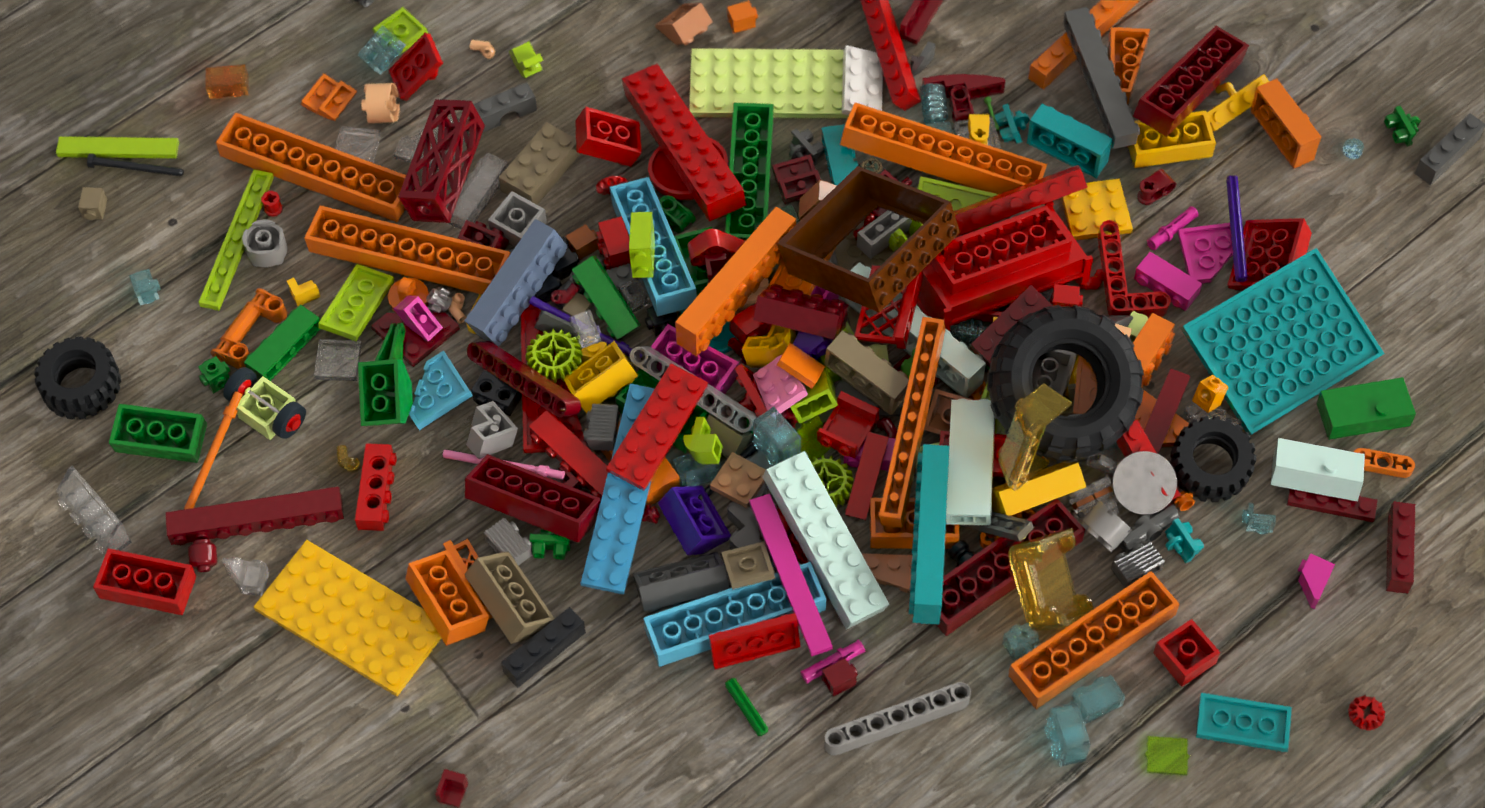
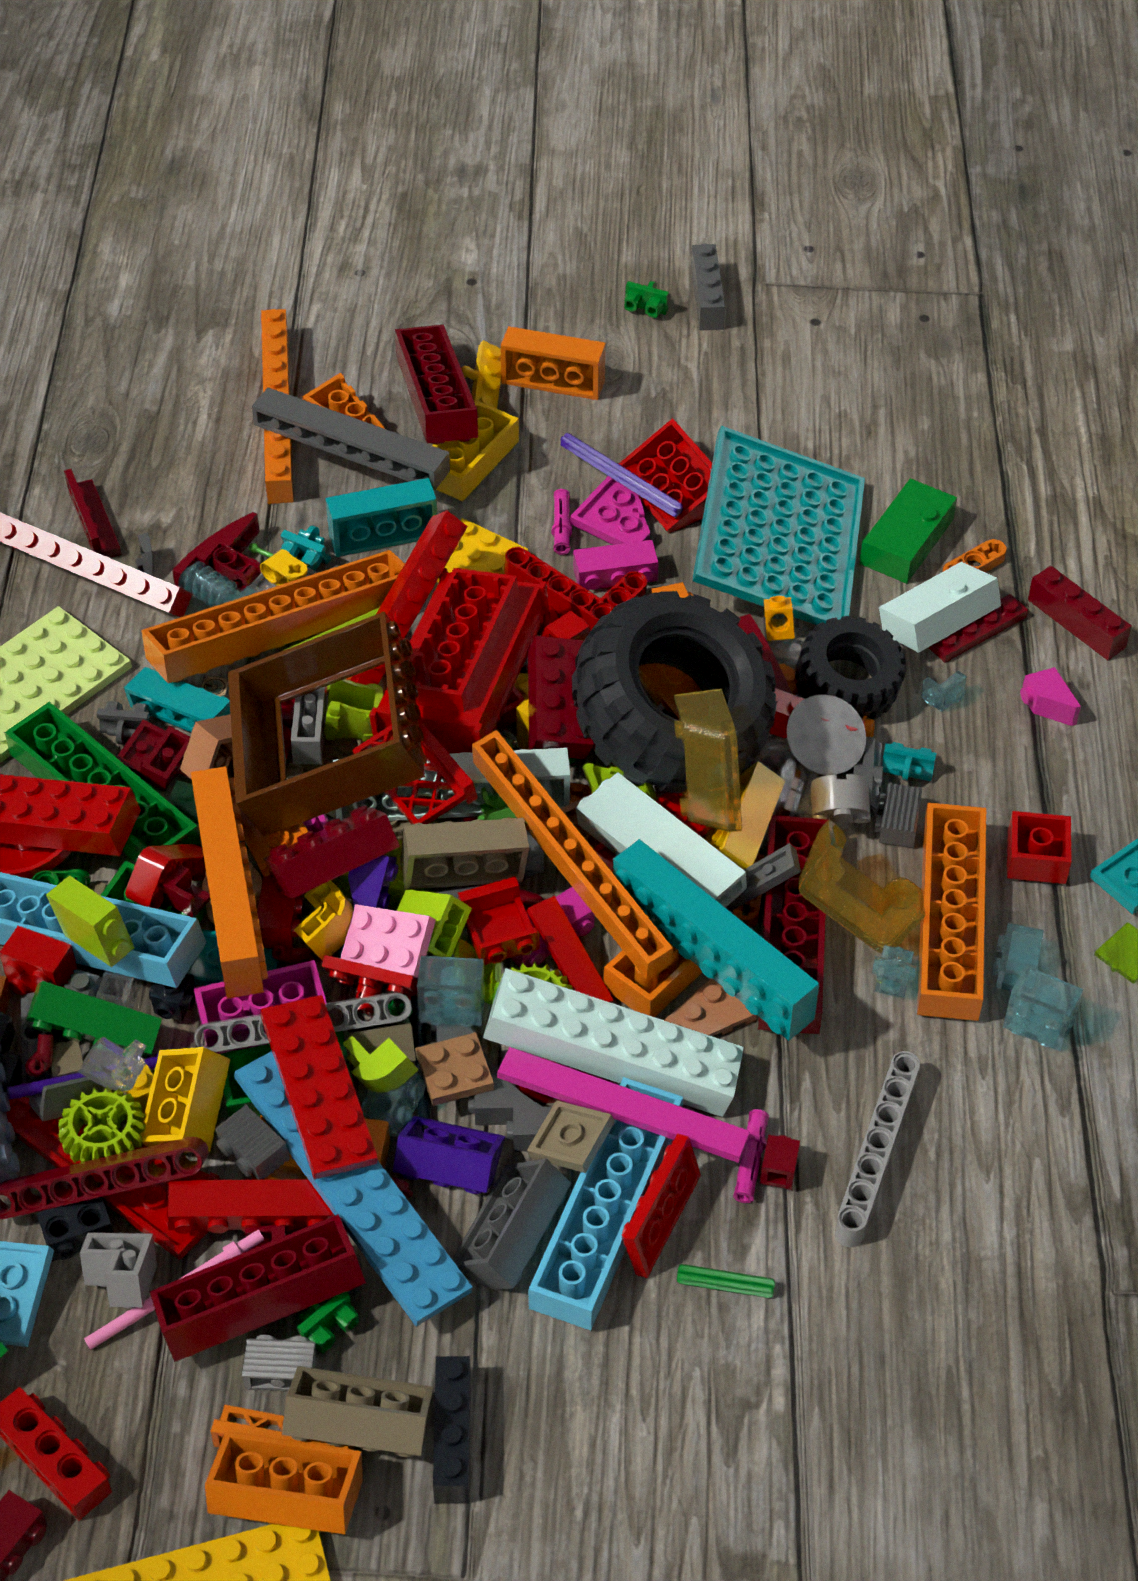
camera: 50 degrees left, 10 degrees down
(800, 365) = (394, 900): orange slope -> none
(861, 79) = (106, 620): white plate -> none
(1155, 187) = (504, 501): dark red piece -> none
(1353, 148) = (627, 347): clear light blue tile -> none

